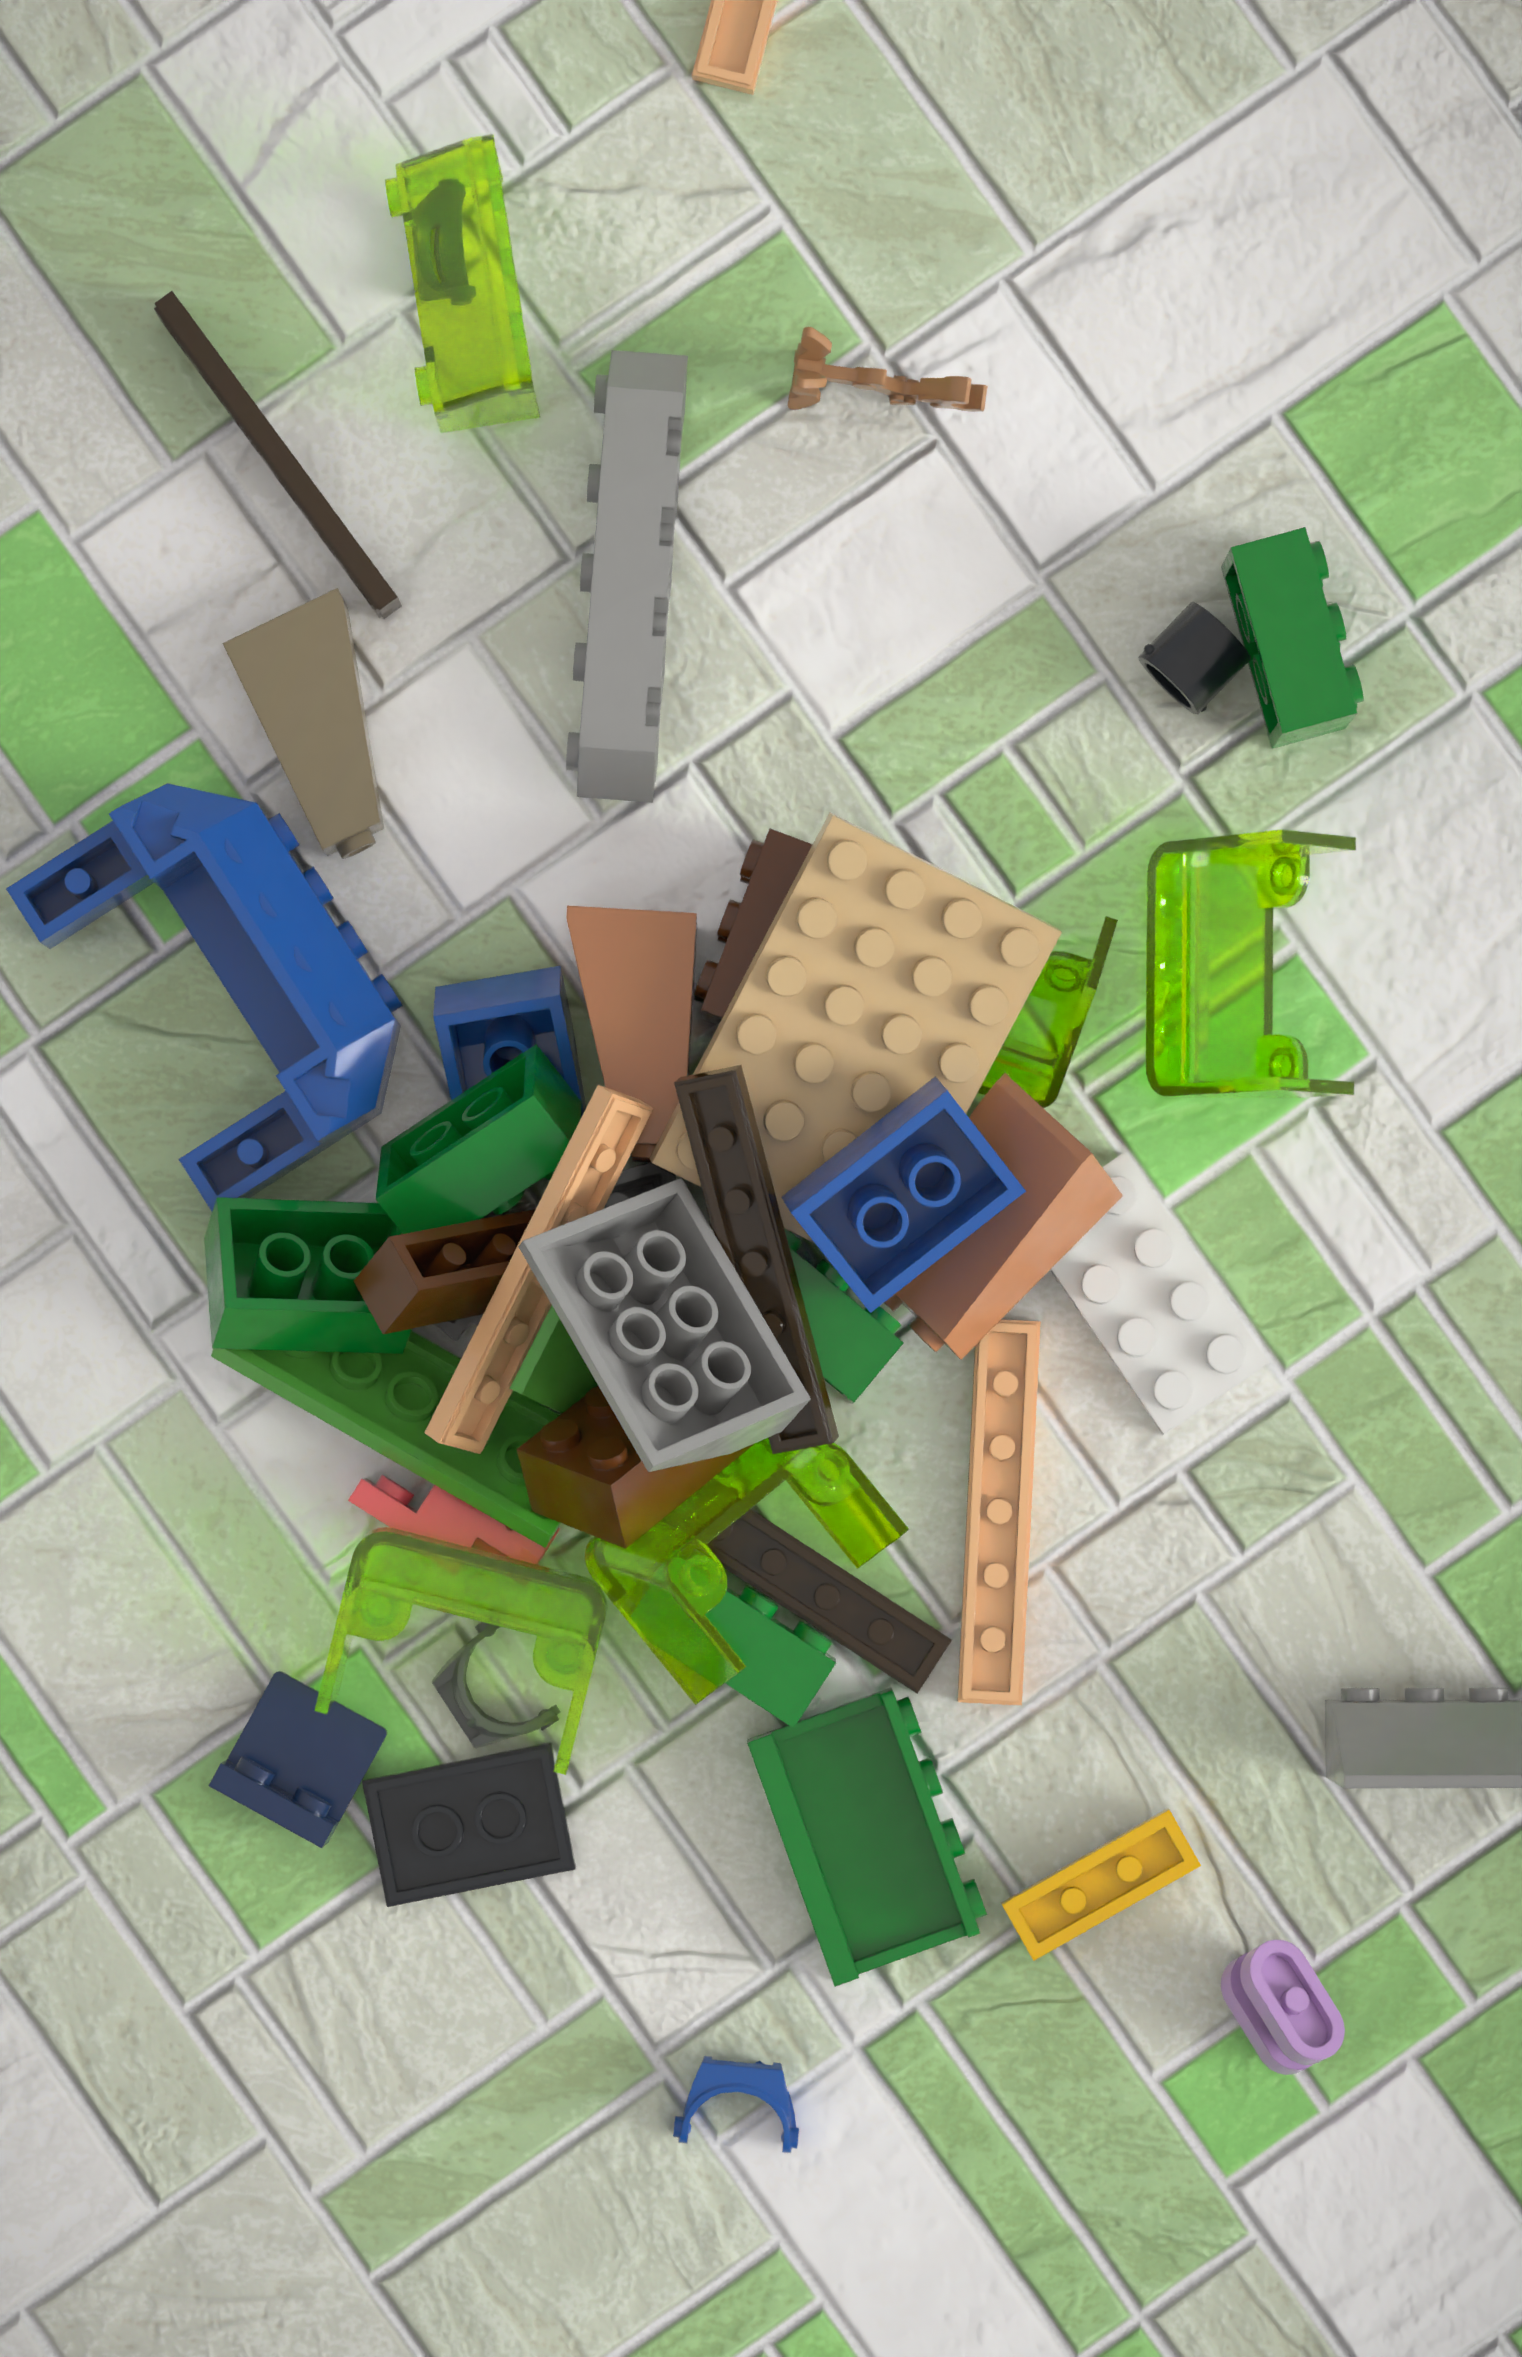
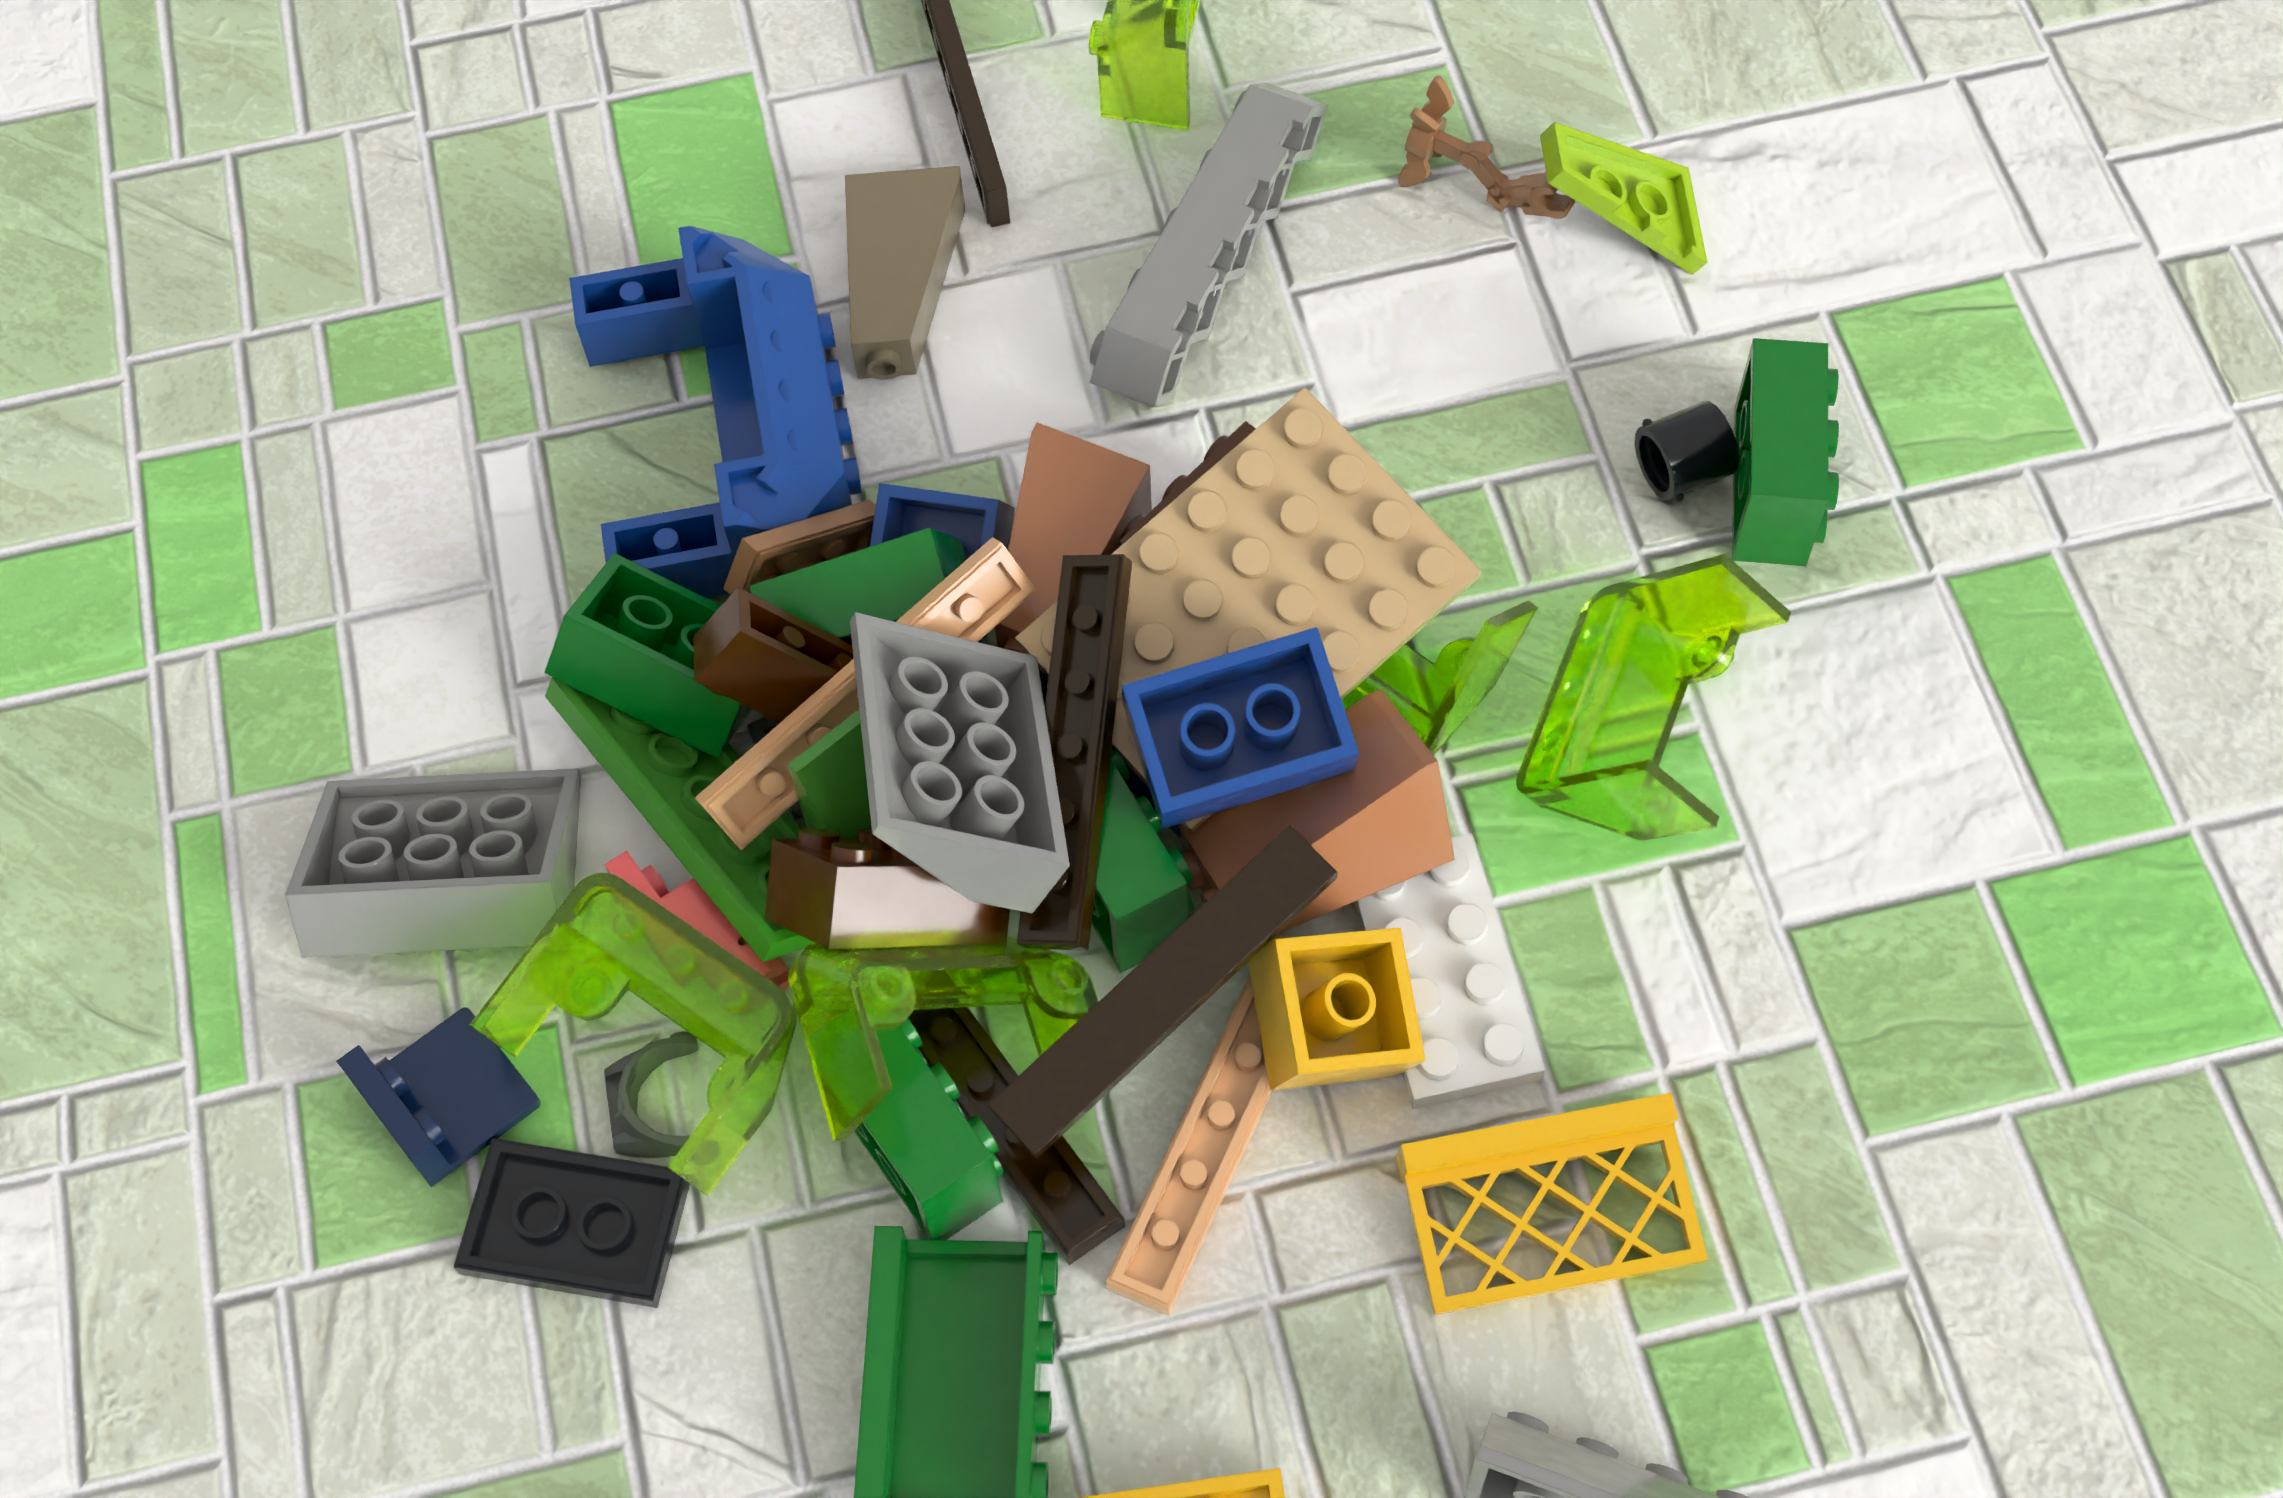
camera: 20 degrees right, 25 degrees down
(181, 1540) = (435, 863): none -> light grey slope
(389, 1111) = (801, 545): none -> medium nougat tile
(923, 1450) = (1162, 991): none -> dark brown tile
(1041, 365) = (1628, 189): none -> lime wing
(1071, 1390) = (1335, 1008): none -> yellow brick
(1283, 1439) = (1541, 1143): none -> yellow fence

